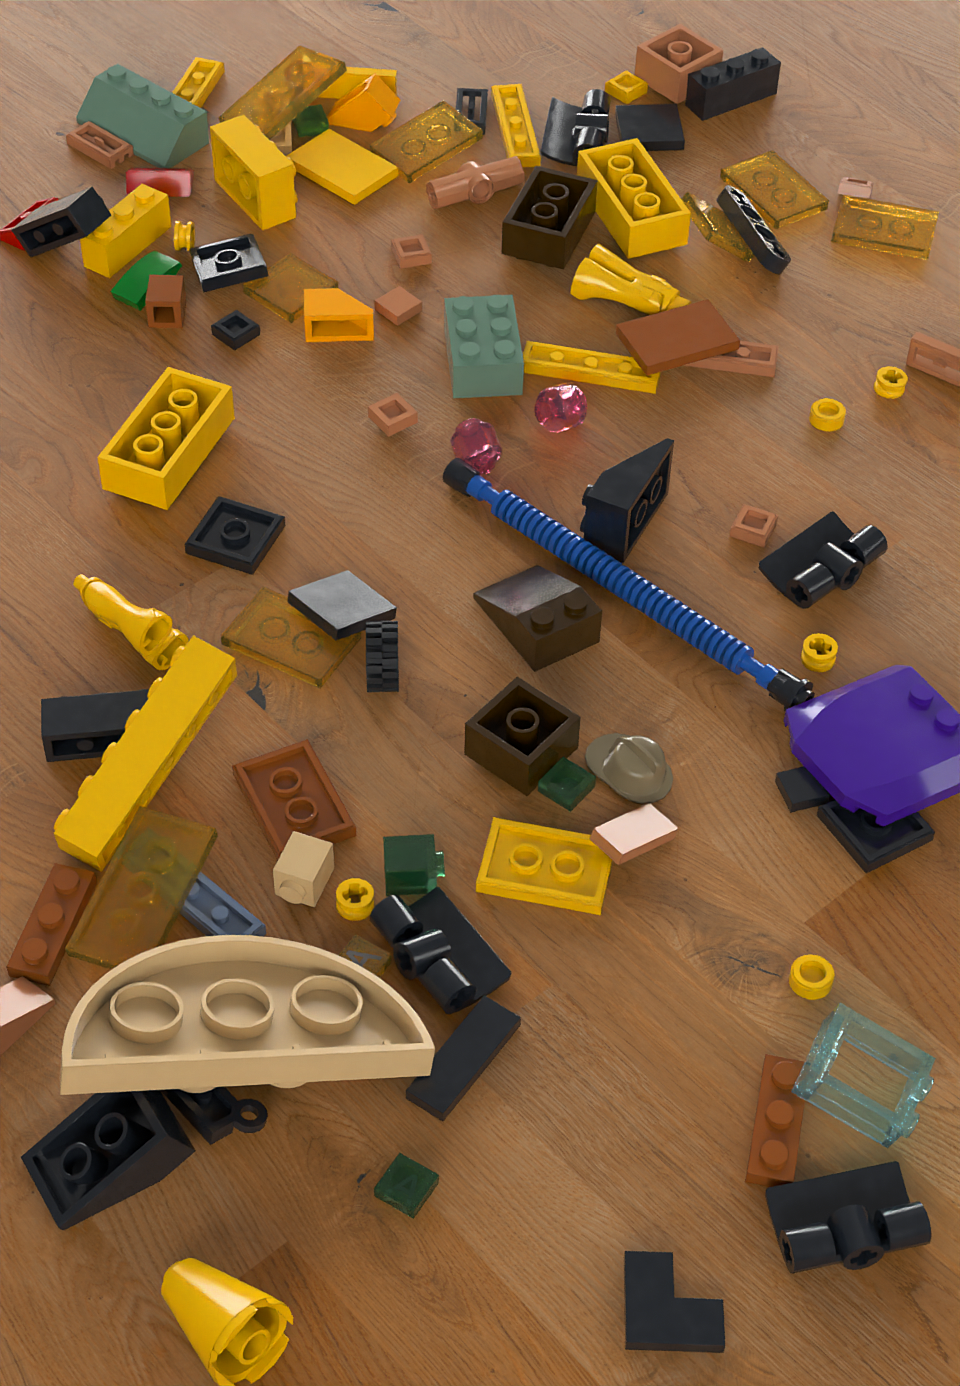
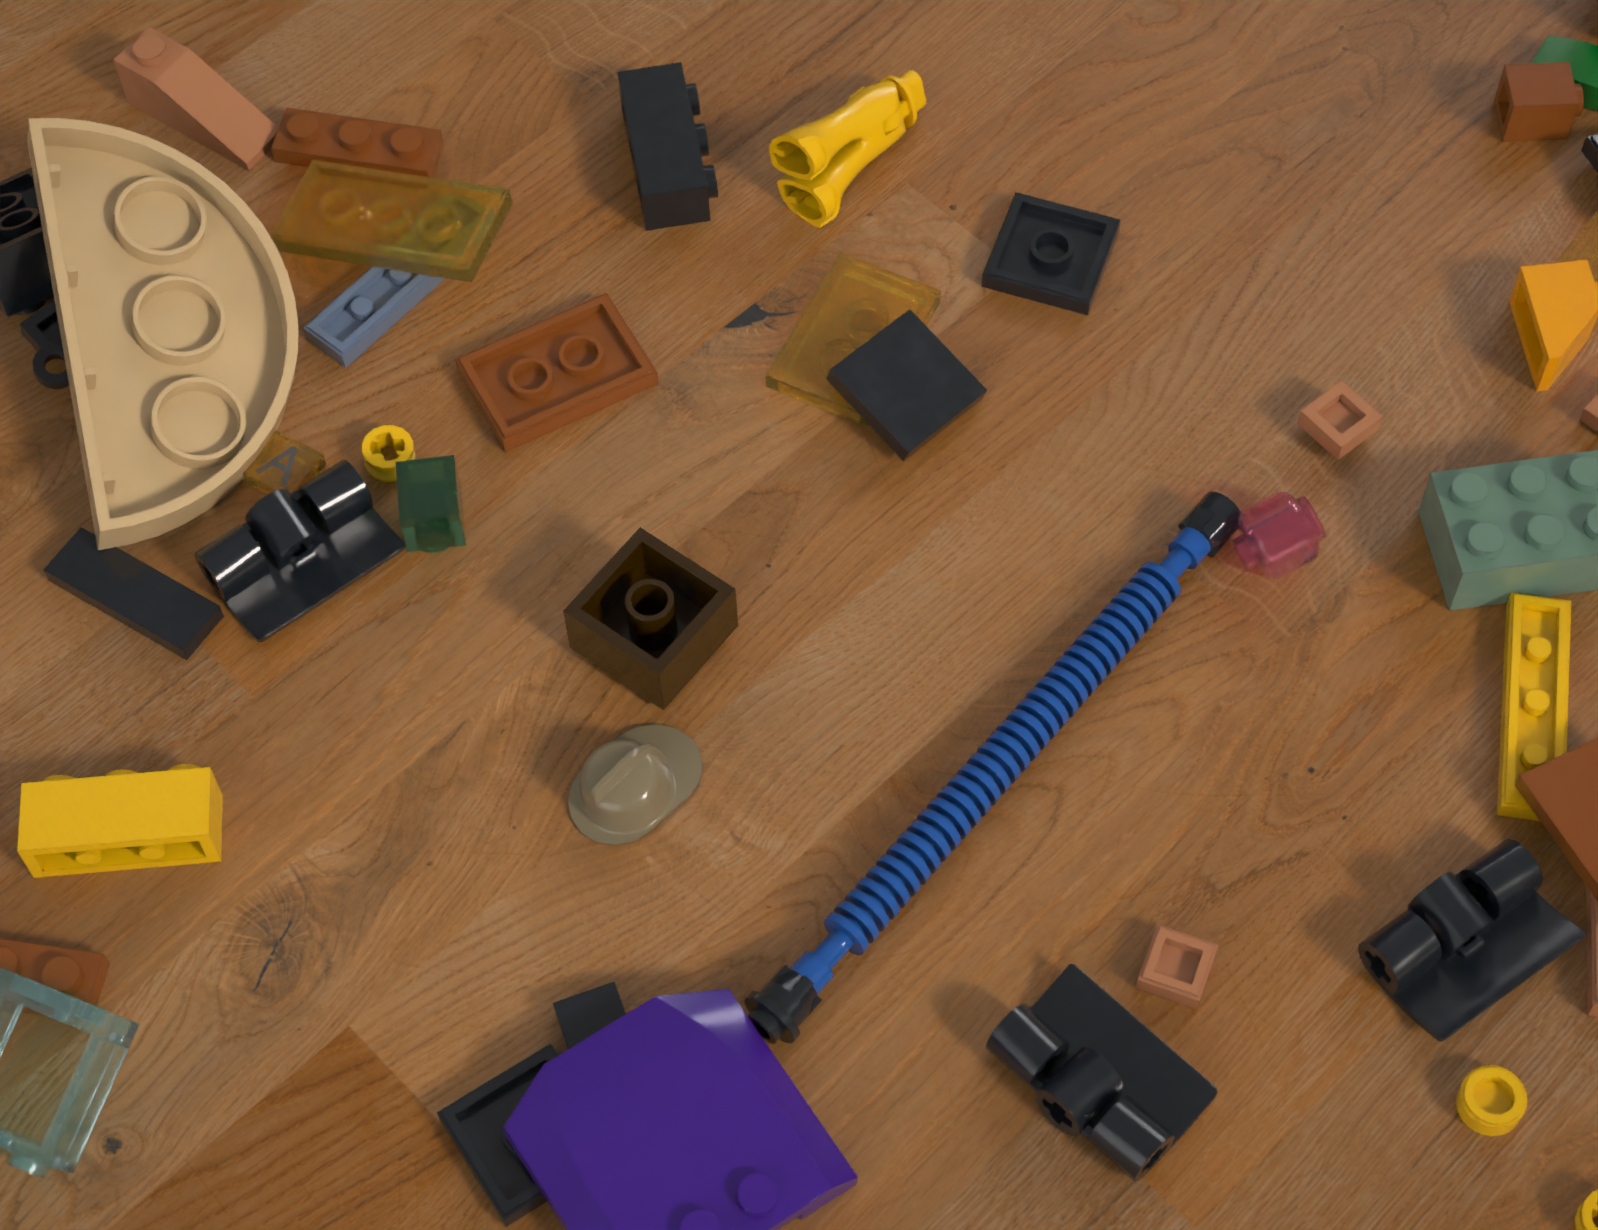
camera: 90 degrees right, 10 degrees up
(145, 753) = (590, 177): yellow brick -> none
(166, 438) = (1212, 134): yellow brick -> none
(235, 330) = (1506, 203): black tile -> none
(303, 869) = (413, 379): tan brick -> none
(382, 656) = (790, 431): black tyre -> none
(542, 615) = (922, 642): dark brown slope -> none
(544, 866) = (445, 678): yellow tile -> none
(561, 407) = (1399, 653): clear pink head -> none
(566, 784) = (583, 691): clear green plate -> none
(626, 500) = (1159, 745): black slope -> none
(633, 833) = (486, 778): tile -> none
(663, 1046) = (120, 821): none -> yellow brick
(738, 407) = (1468, 941): none -> black panel
(811, 977) = (242, 1027): yellow tile -> none
(828, 649) = (867, 1050): yellow bush -> none

